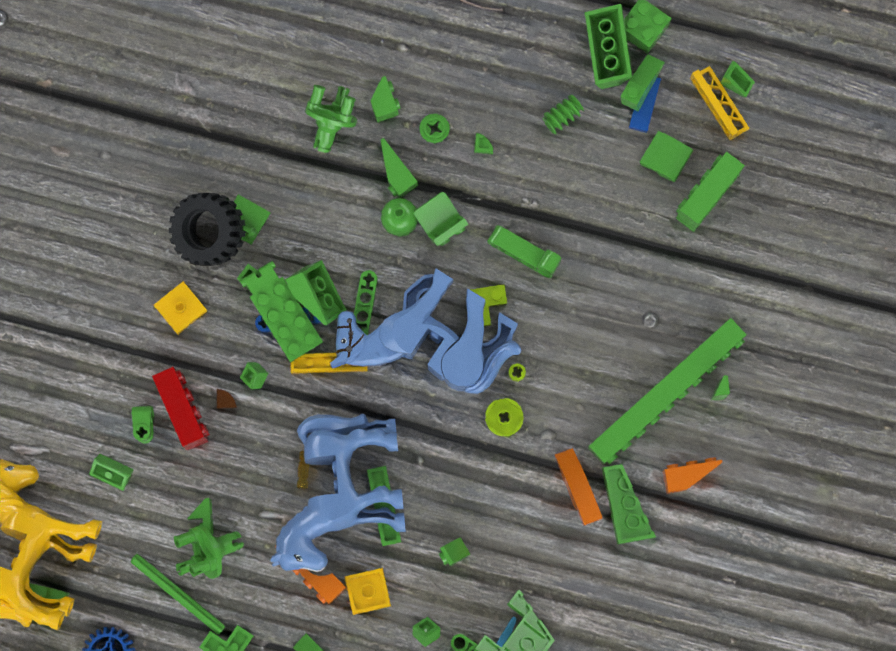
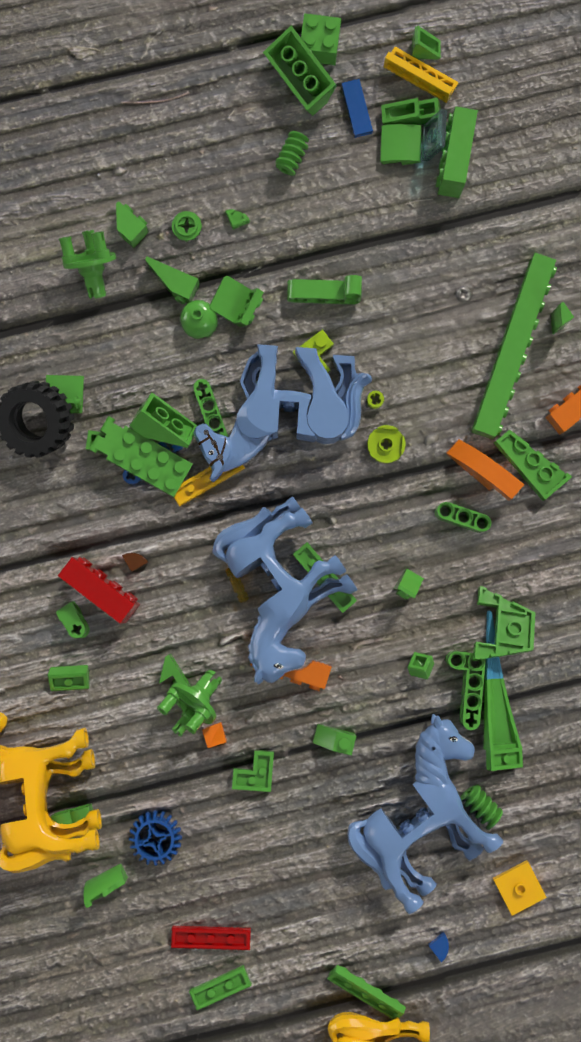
camera: 30 degrees left, 5 degrees up
(178, 594) = (187, 752): bright green axle -> none
(180, 308) = (50, 501): yellow plate -> none
(210, 591) = (214, 735): none -> orange slope
(254, 375) = (148, 525): bright green slope -> none
(367, 591) = (351, 658): yellow plate -> none
(533, 510) = (472, 517): none -> bright green beam
(641, 82) = (345, 90): bright green slope -> none
(691, 133) = (410, 111): none -> bright green slope
(697, 165) = (434, 135): none -> clear light blue plate

